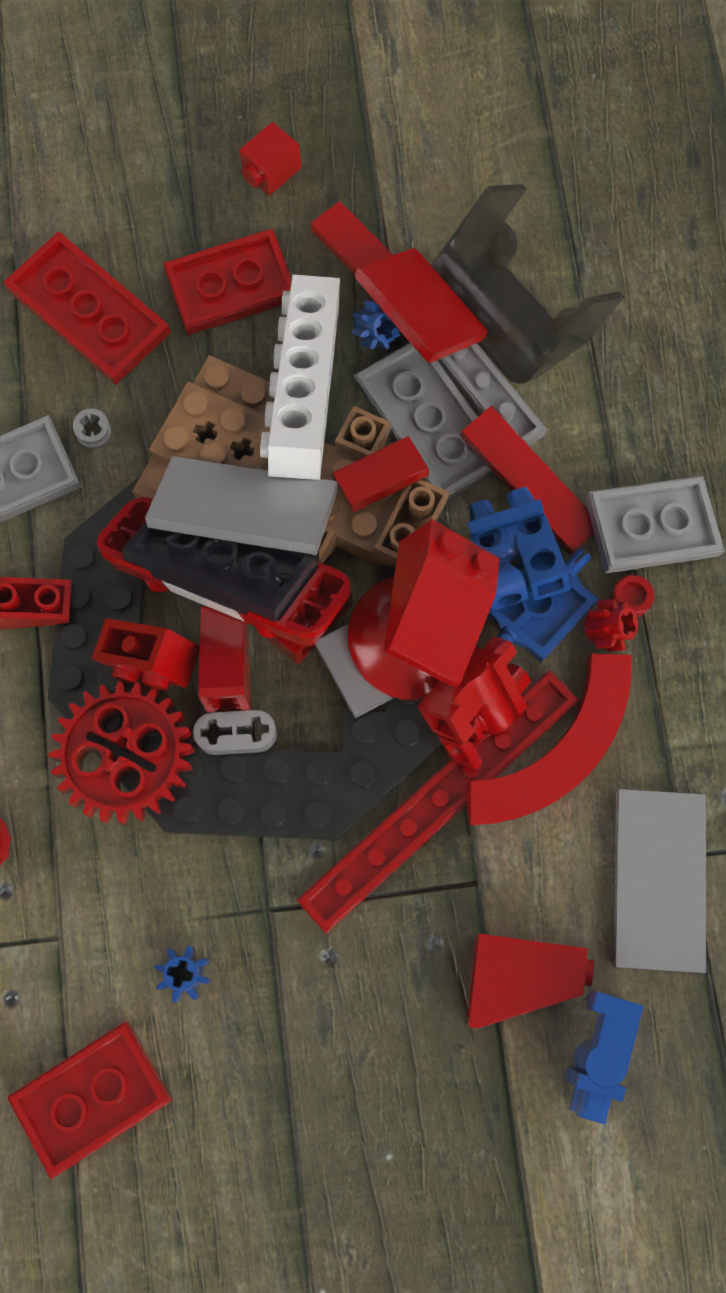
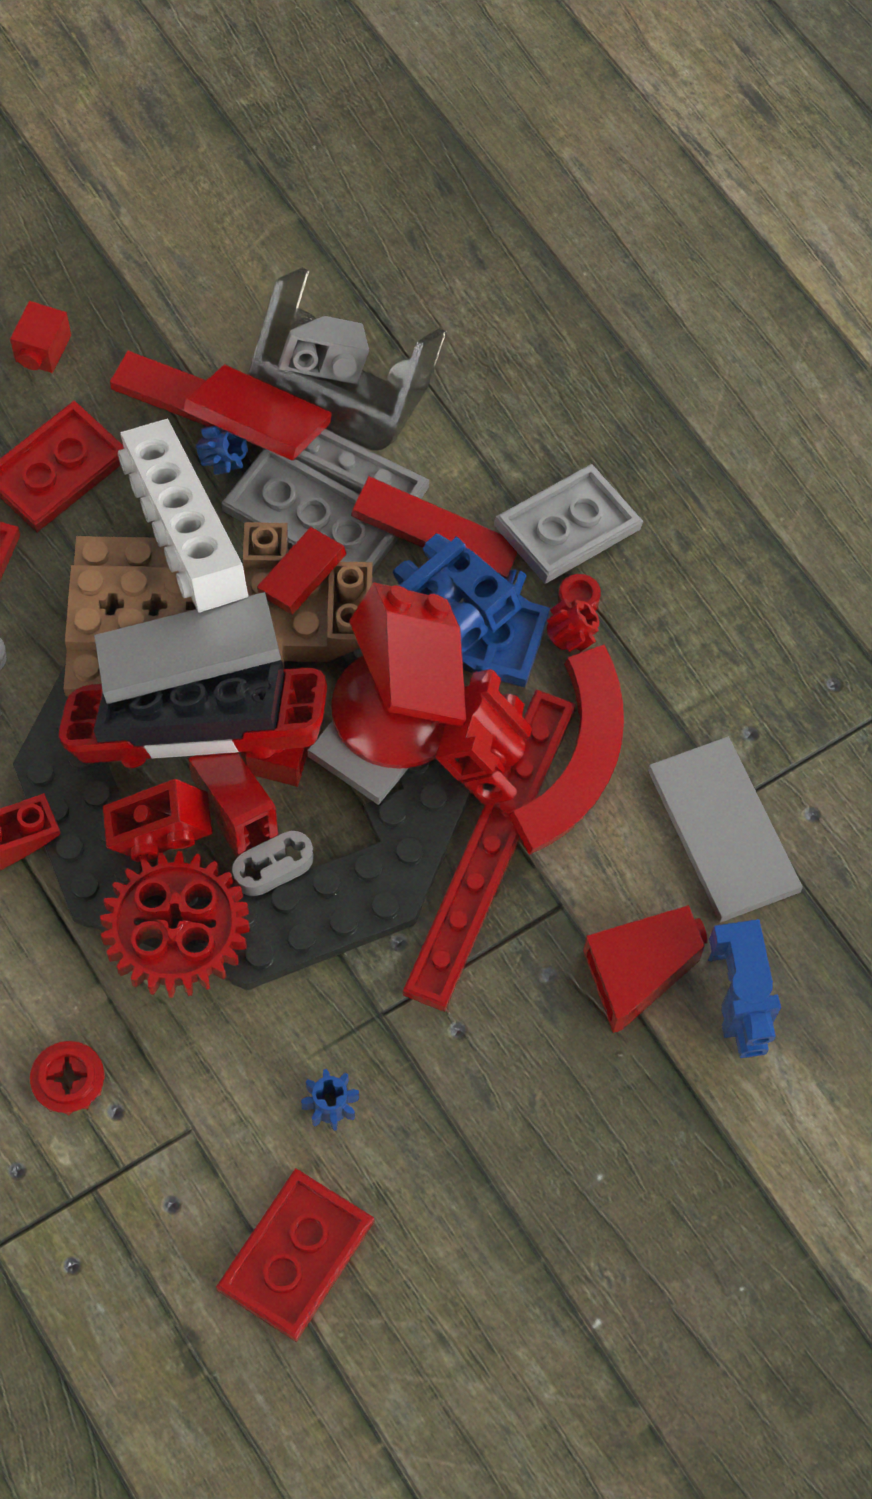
camera: 30 degrees left, 10 degrees down
(509, 269) = (326, 349): none -> light grey slope

